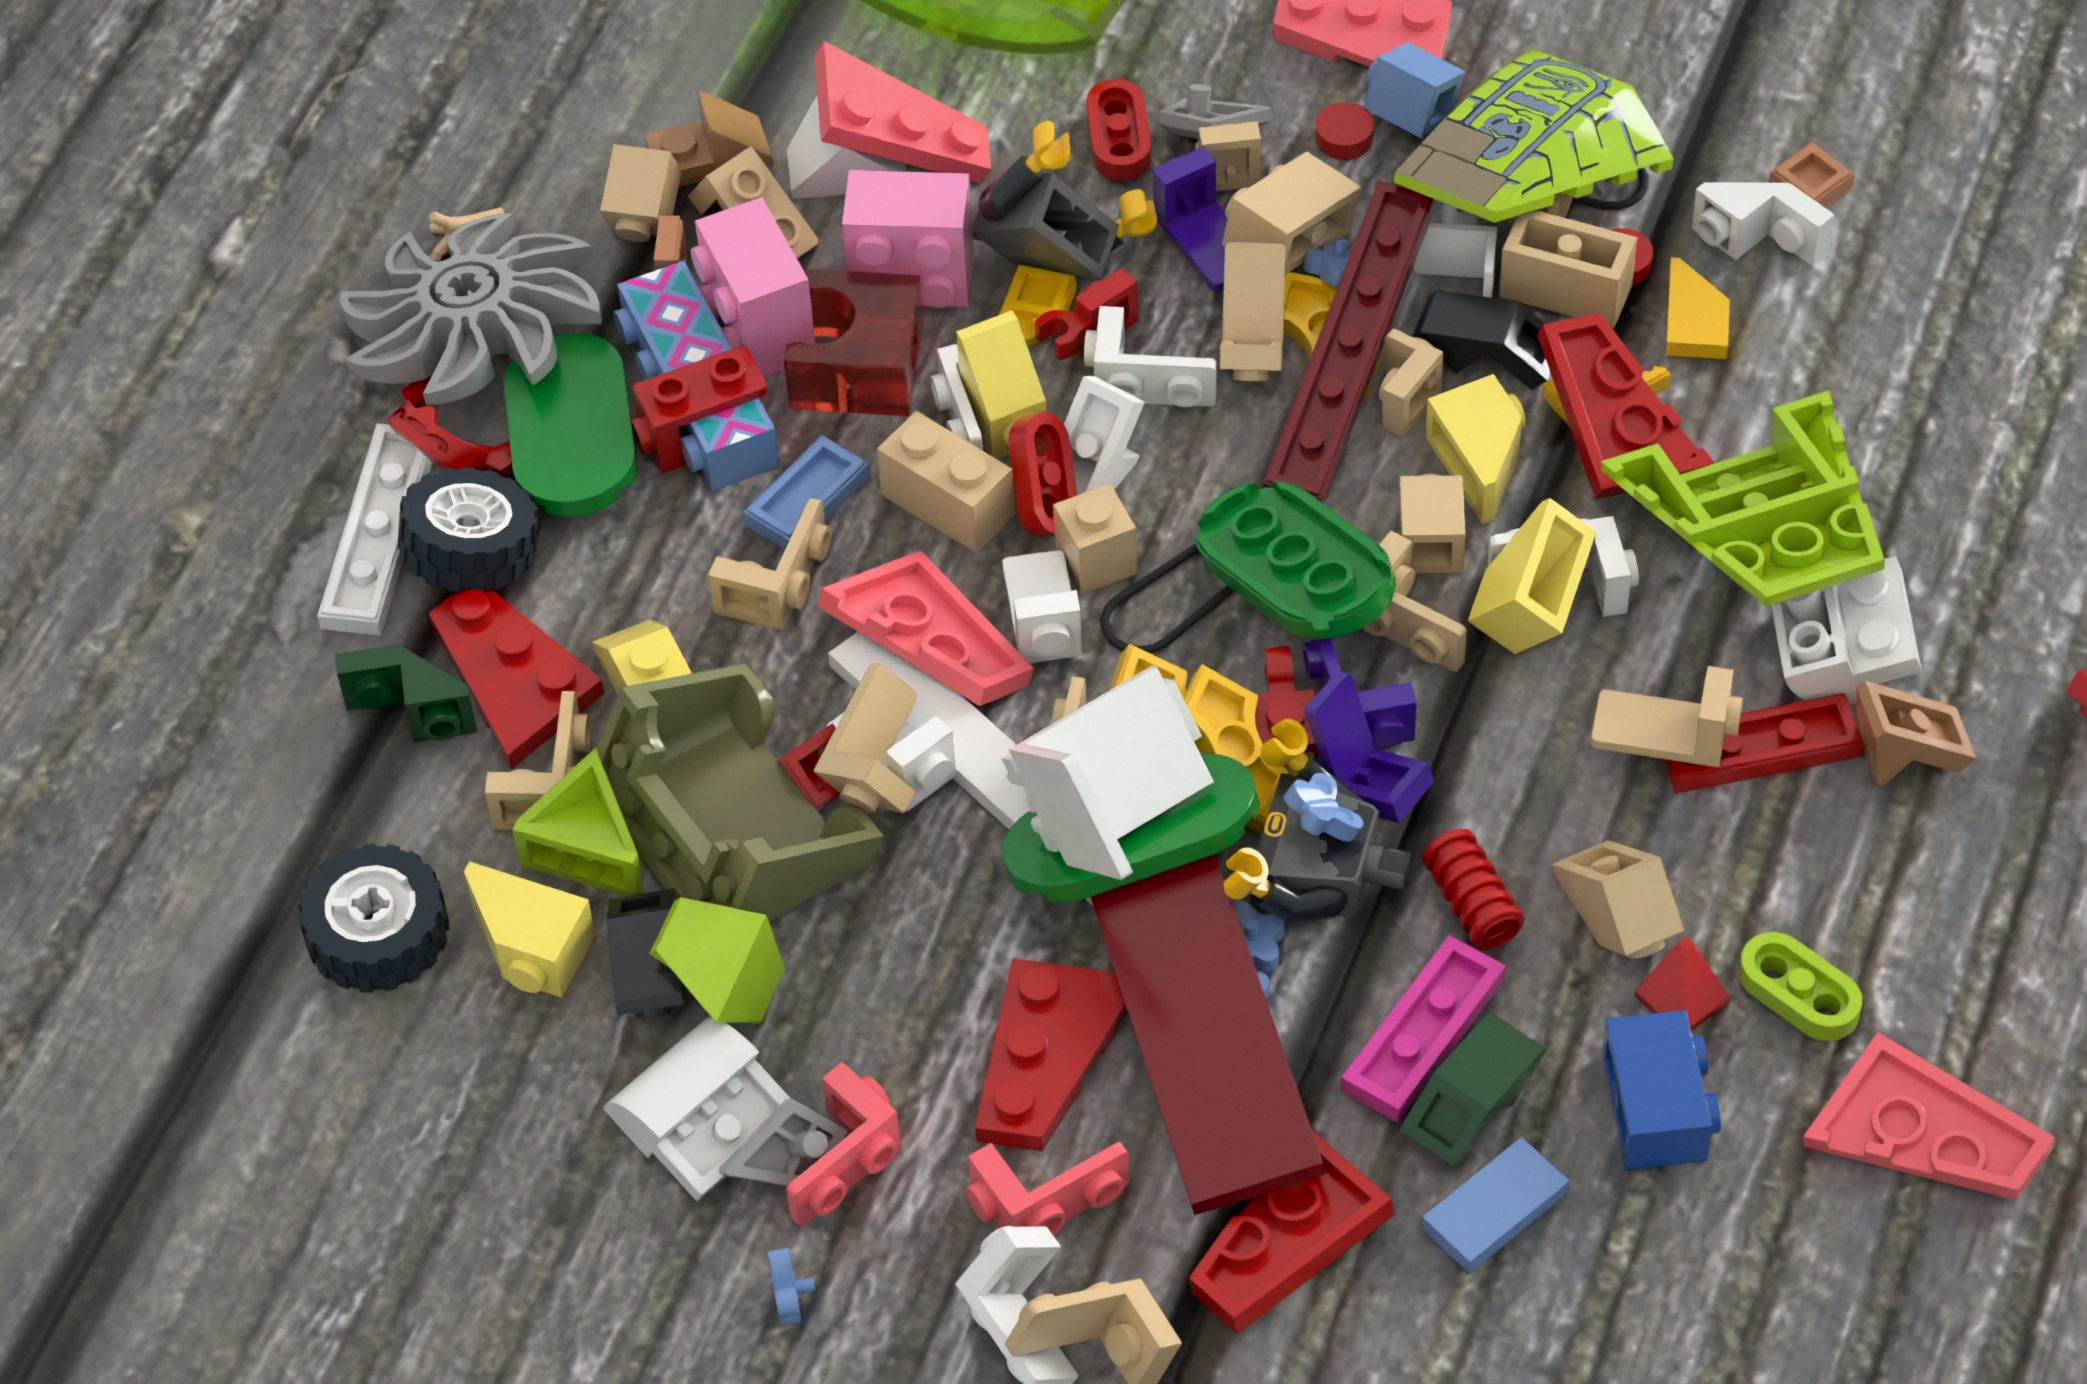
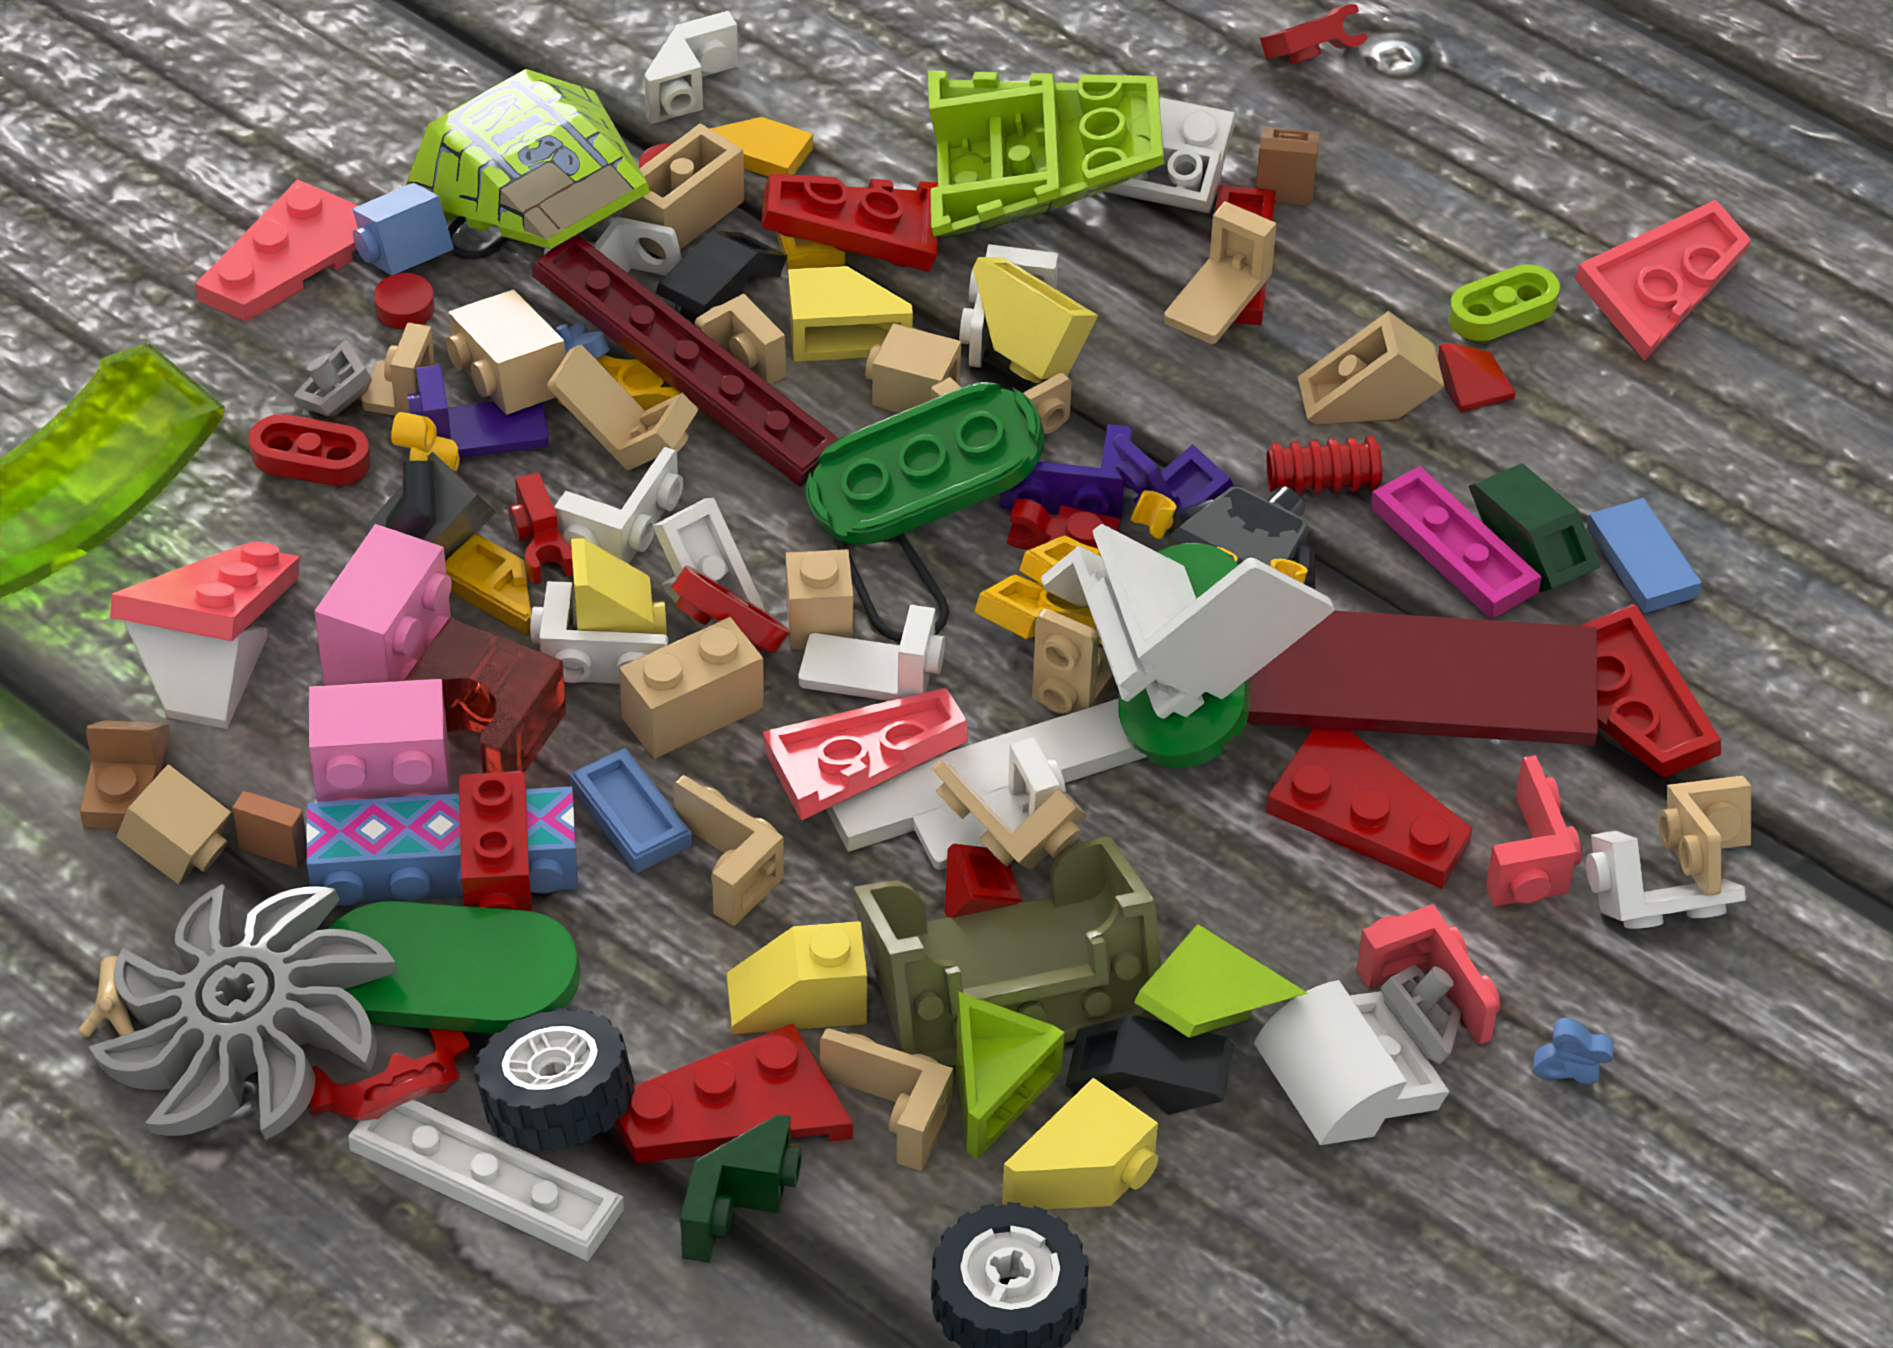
camera: 75 degrees left, 5 degrees down
(748, 179) = (222, 734): tan bracket -> none
(1319, 809) = (1248, 508): medium blue piece -> none
(1659, 1089) = (1577, 415): blue brick -> none
(1815, 175) = (642, 30): nougat tile -> none

